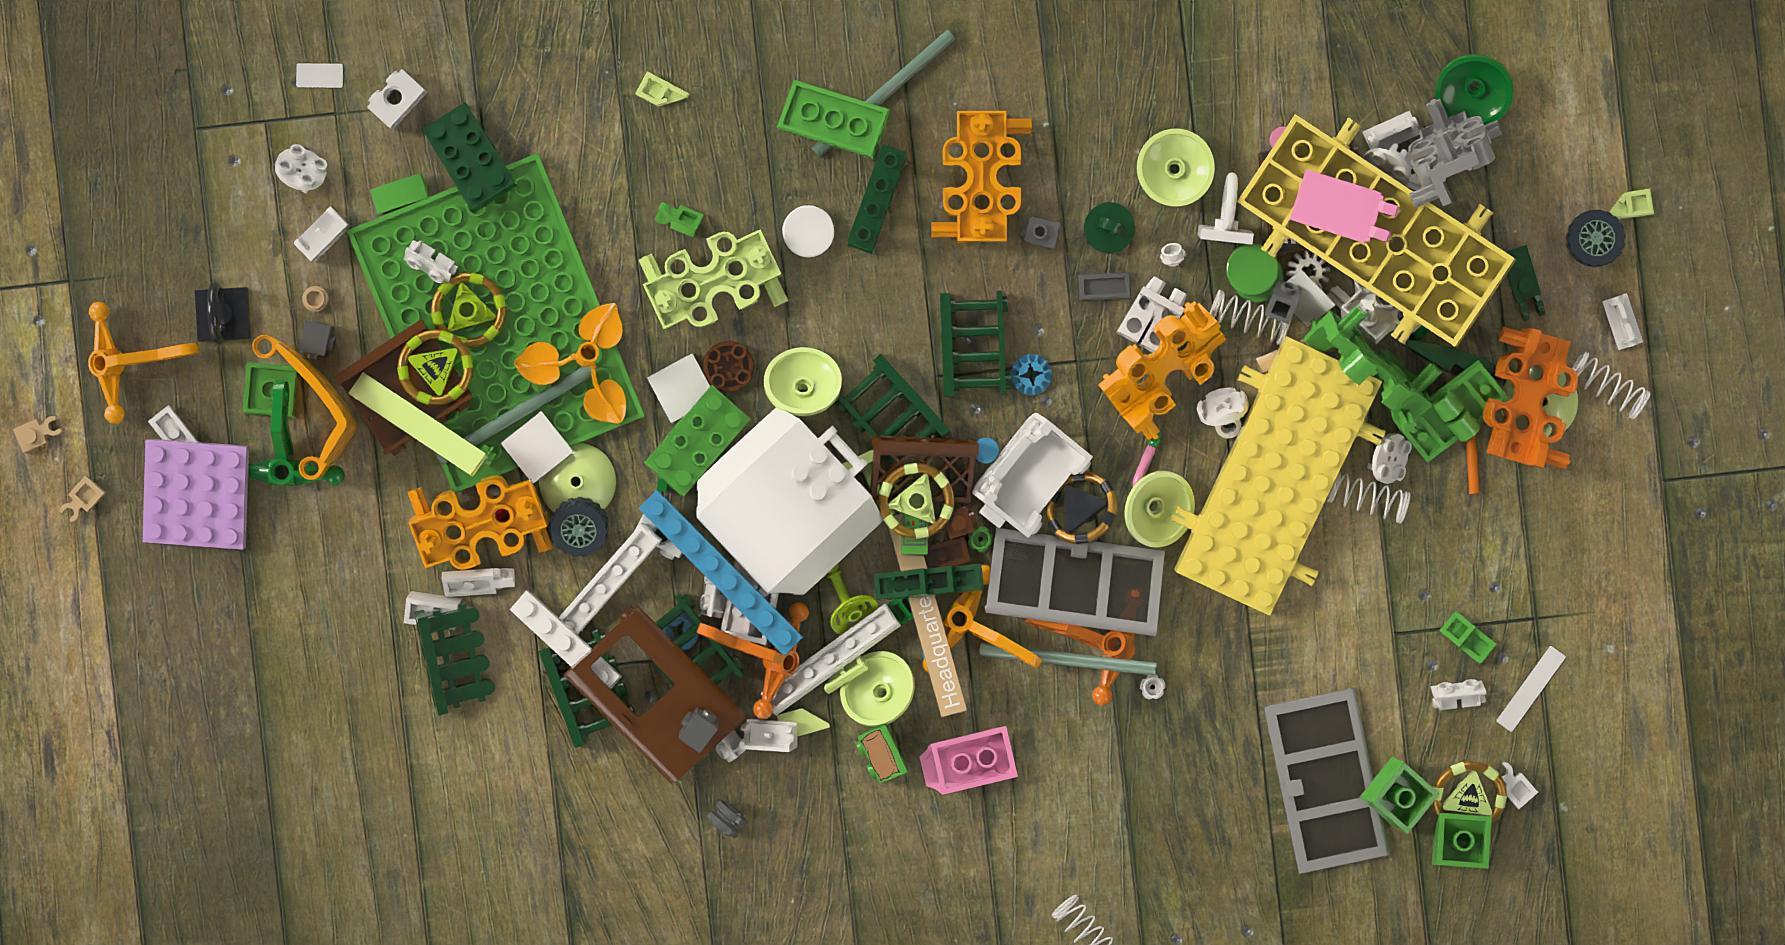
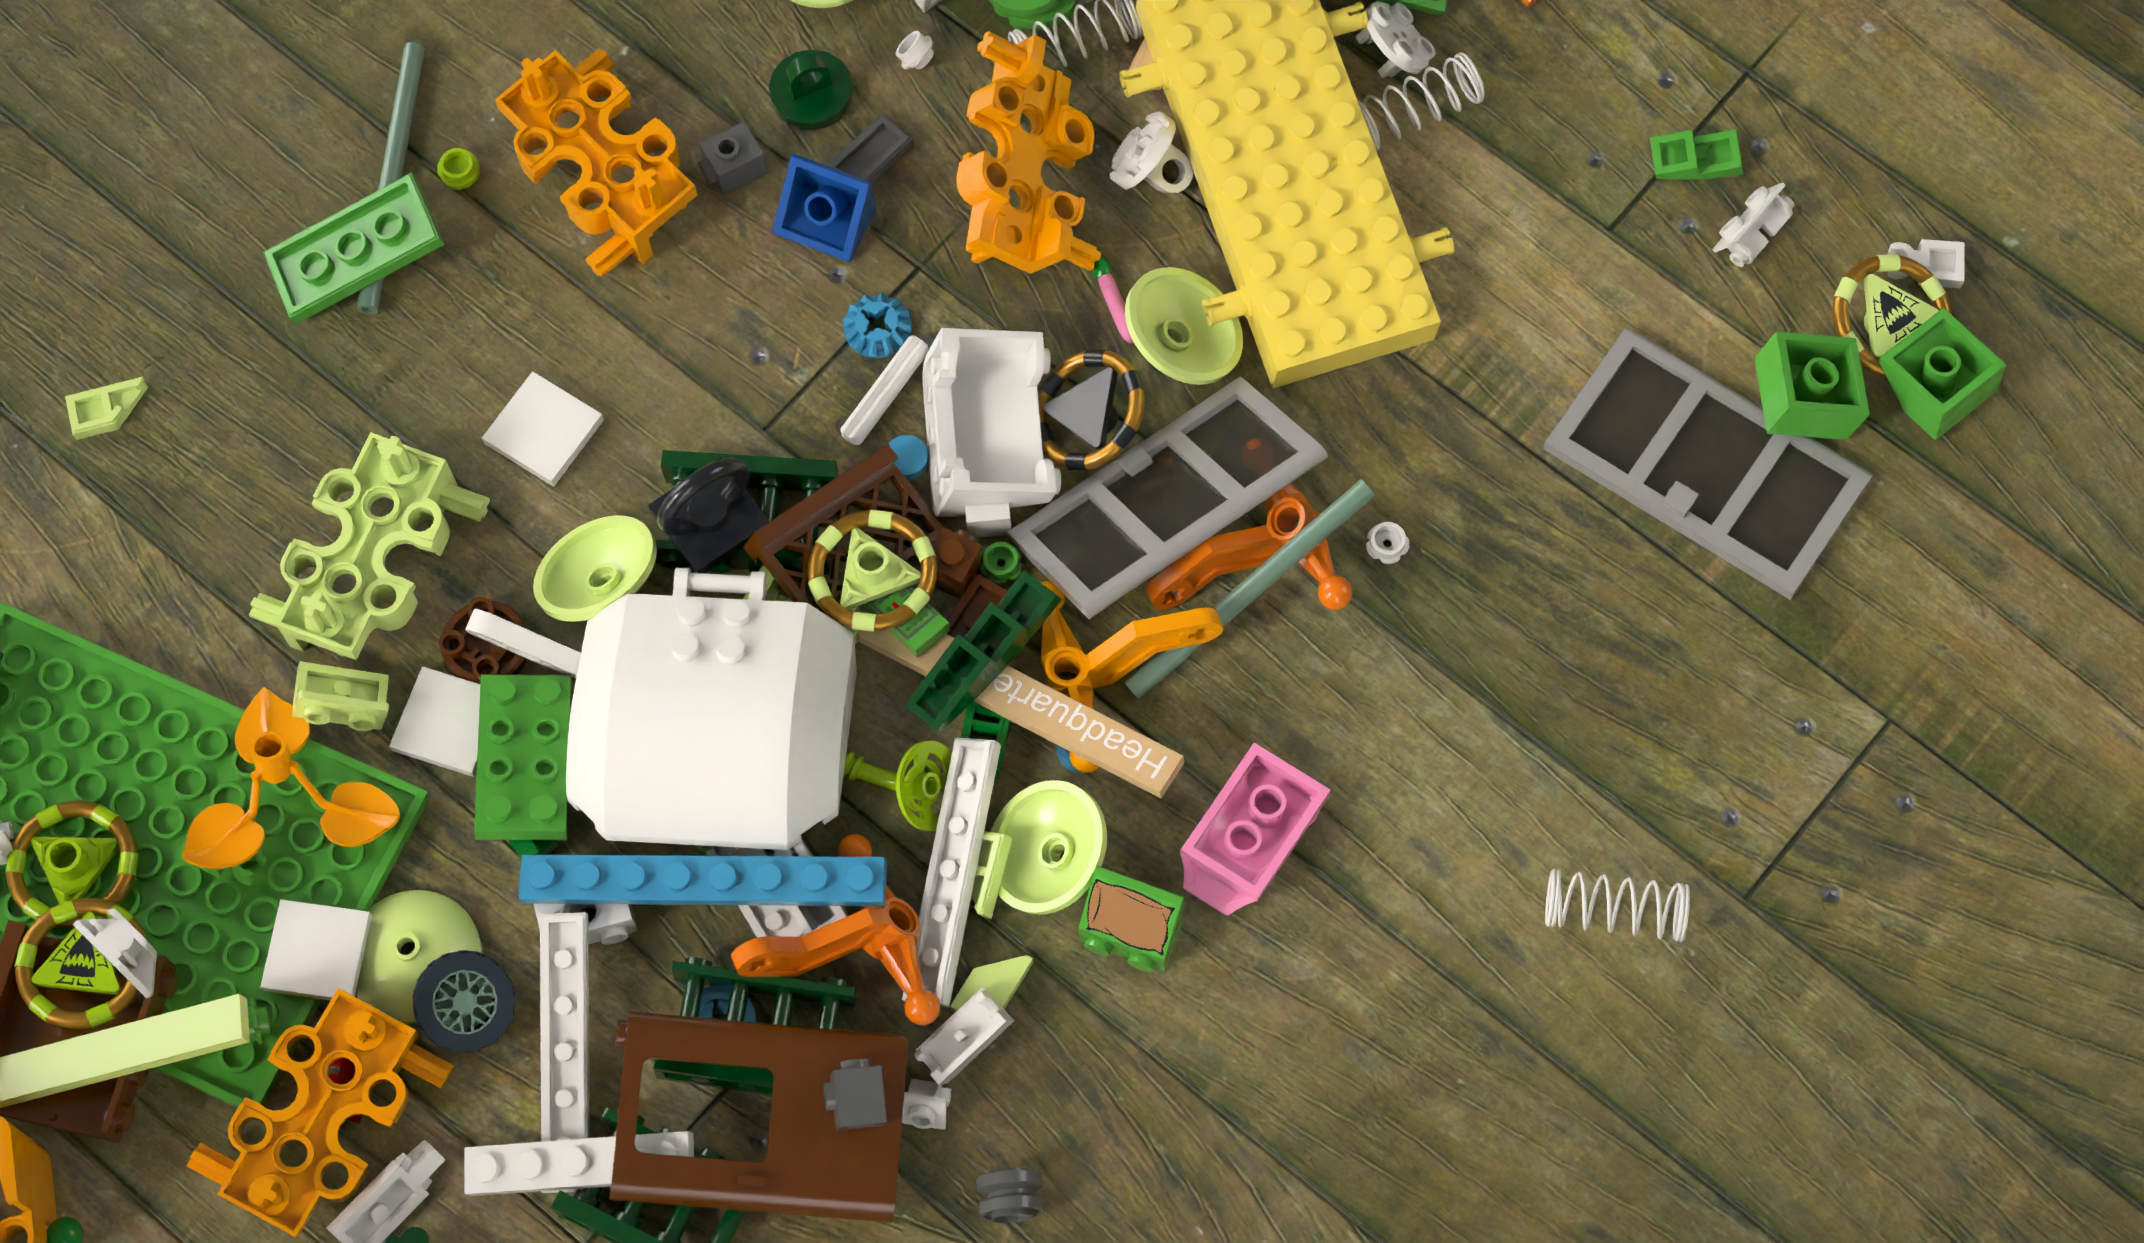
camera: 35 degrees left, 20 degrees down
(455, 381) = (123, 949): none -> white piece
(526, 407) = (256, 916): sand green piece -> none
(645, 337) = (340, 696): none -> yellowish green bracket
(681, 219) = (266, 521): bright green plate -> none
(712, 601) = (721, 934): white hinge -> none
(743, 391) = (524, 642): none -> white beam
(808, 231) = (441, 401): white tile -> none
(841, 286) = (543, 428): none -> white tile
(871, 406) = (710, 513): none -> black tile
(877, 199) = (490, 280): dark green fence -> none
(916, 118) = (458, 168): none -> lime plate
(953, 357) = (759, 388): dark green fence -> none
(1005, 409) = (884, 390): none -> white axle
(1056, 298) = (824, 208): none -> blue slope
(1150, 307) = (945, 127): white hips -> none
(1531, 688) = (1828, 149): white sticker -> none

